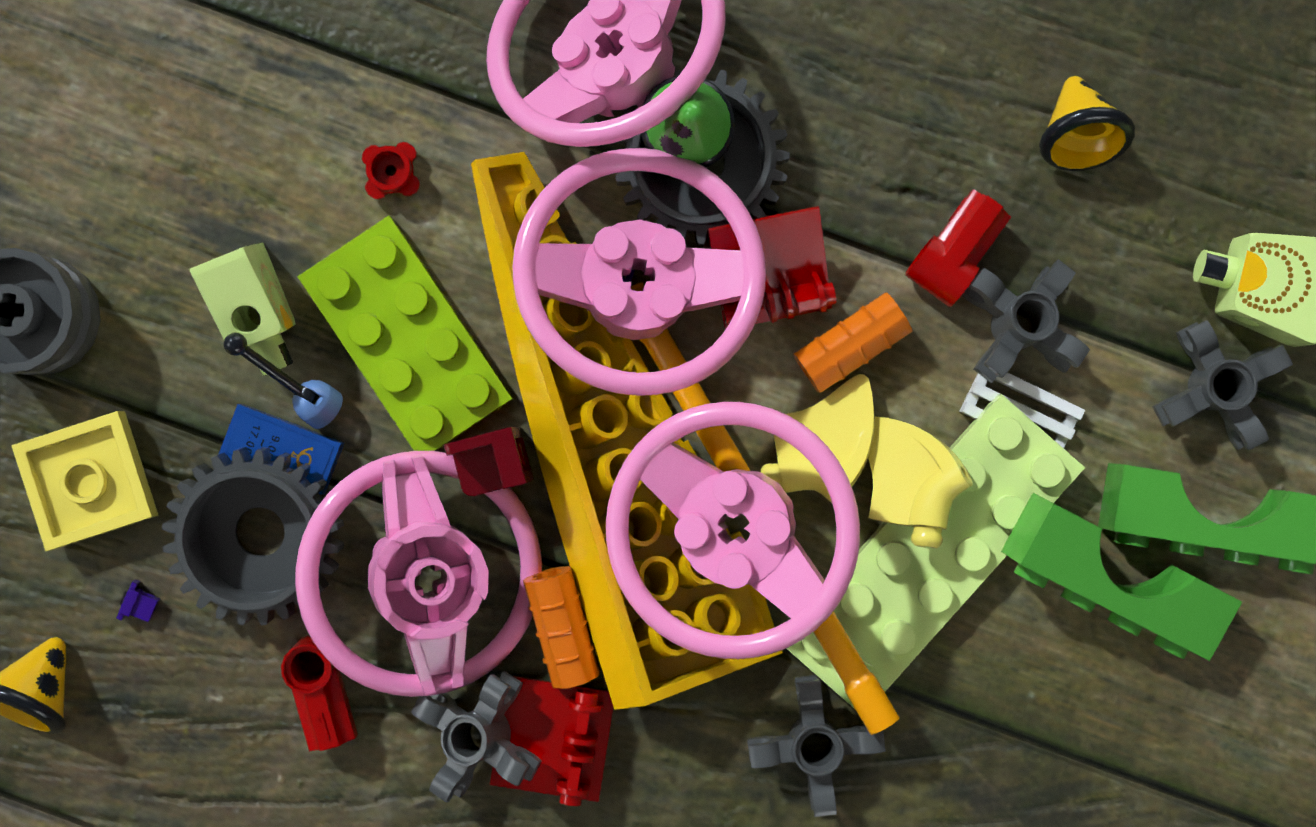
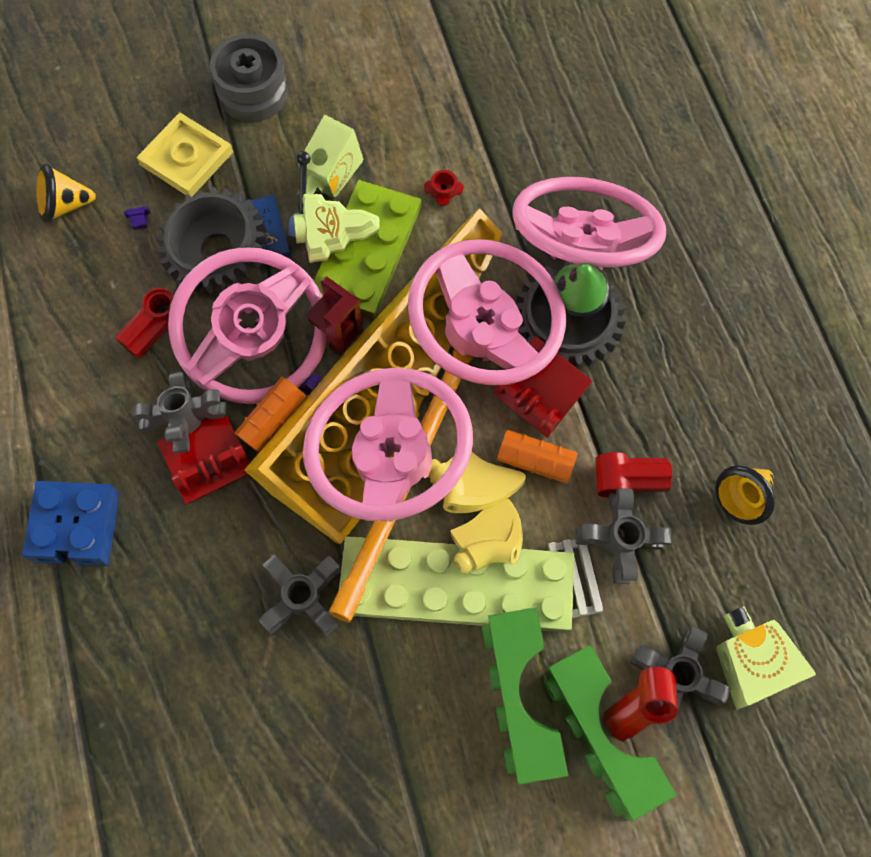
camera: 50 degrees right, 20 degrees down
(357, 374) = (330, 226): none -> yellowish green rock
(551, 545) = (310, 384): none -> dark purple piece
(1235, 454) = (648, 703): none -> red piece

